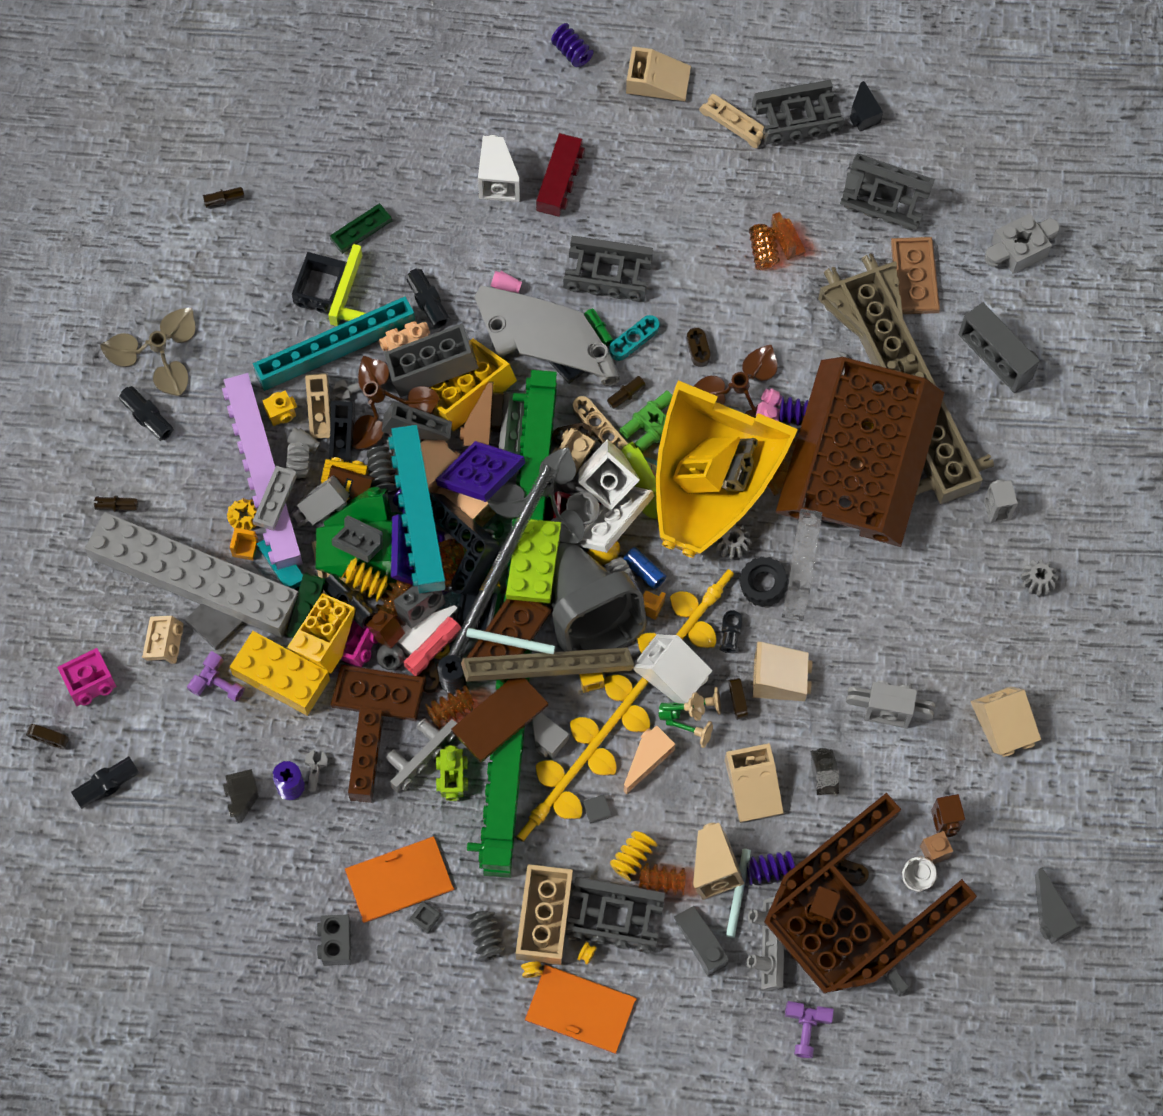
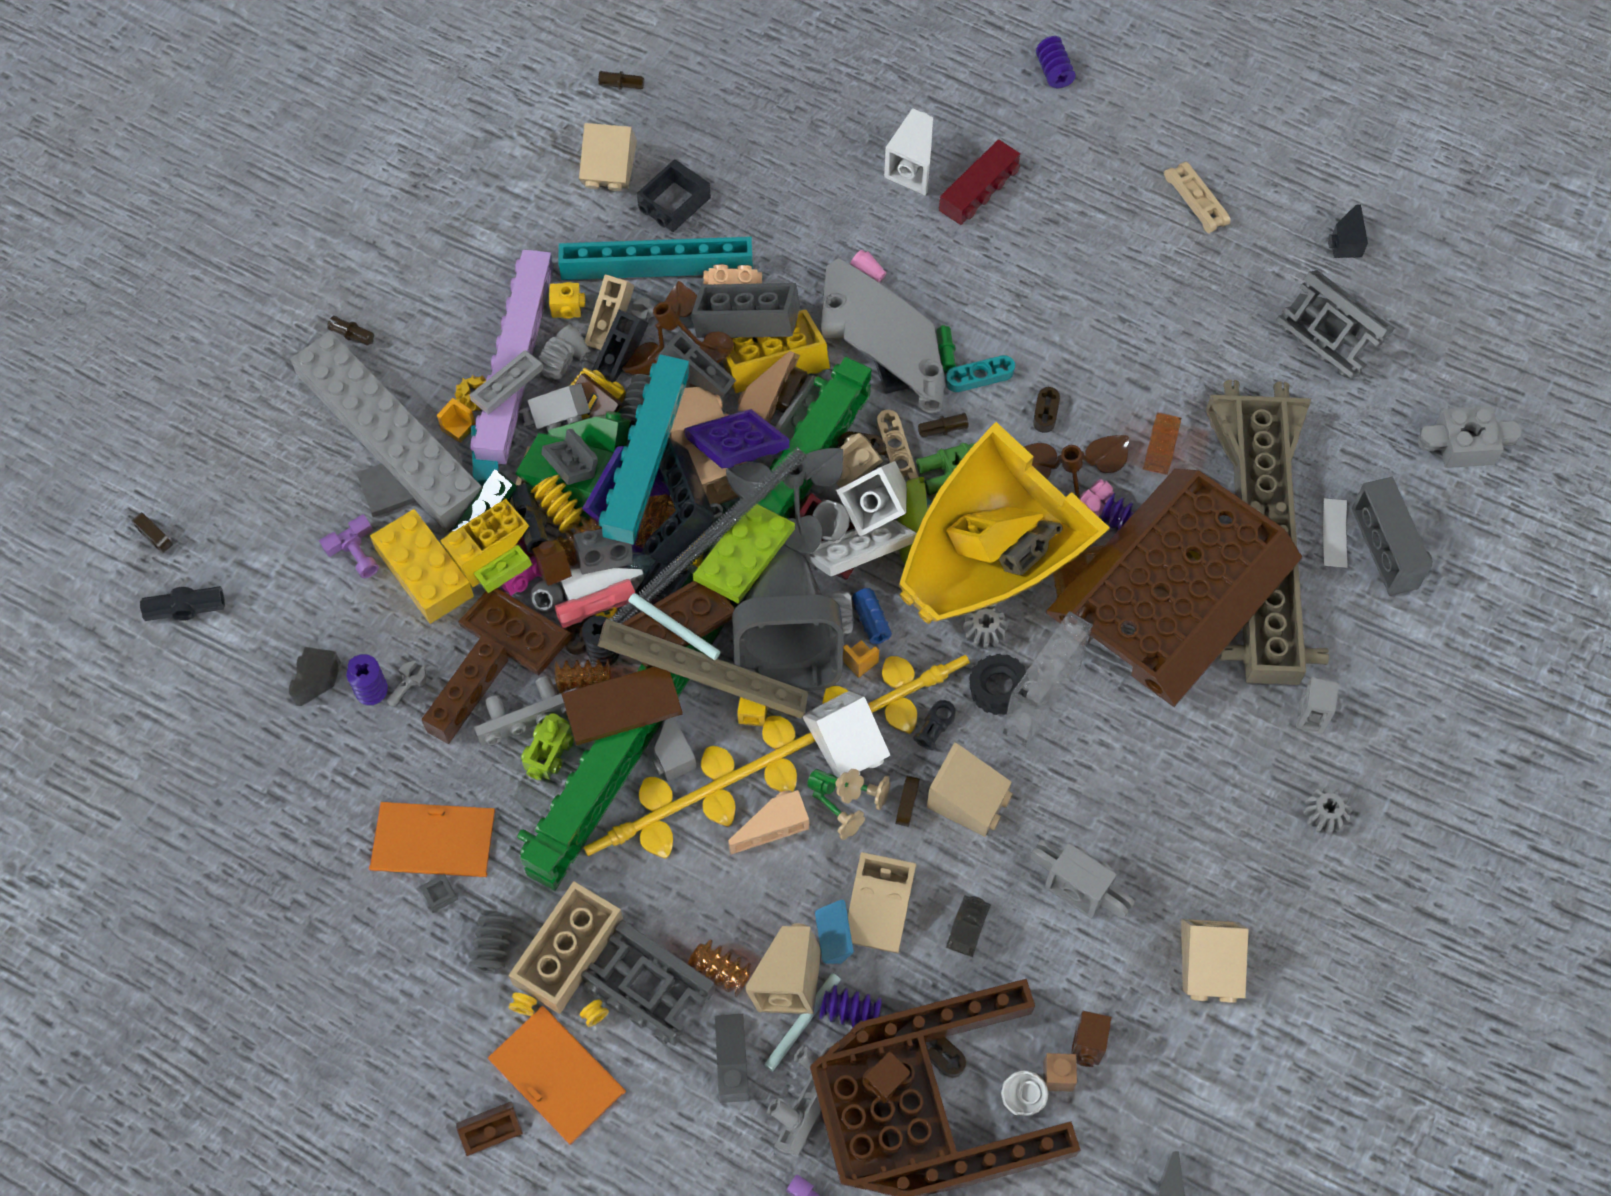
camera: 25 degrees right, 5 degrees down
(87, 677) = (224, 490): dark pink plate -> none
(146, 413) = (429, 255): black piece -> none
(163, 639) = (323, 483): tan bracket -> none
(171, 377) = (474, 232): dark tan plant -> none
(249, 271) = (607, 156): none -> tan slope
(338, 308) = (681, 224): neon yellow piece -> none
(341, 939) = (334, 876): dark grey brick -> none
(350, 650) = (503, 569): none -> lime plate
(360, 228) = (744, 159): dark green plate -> none
(427, 298) = (777, 250): black piece -> none
(552, 1068) = (489, 1128): none -> reddish brown slope
(597, 808) = (688, 856): dark grey tile -> none
(604, 558) = (841, 582): yellow hair -> none
(609, 253) = (994, 277): dark grey fence -> none
(632, 854) = (701, 923): yellow piece -> none
(657, 75) = (1132, 121): tan slope -> none
(732, 818) = (834, 933): none -> dark azure slope
(764, 246) = (1168, 332): clear orange piece -> none
(787, 236) = (1200, 332): clear orange bracket -> none
(793, 98) = (1276, 196): dark grey fence -> none
(799, 340) = (1162, 443): none -> clear orange brick
(916, 274) = (1329, 427): medium nougat tile -> none
(954, 359) = (1335, 533): none -> white sticker

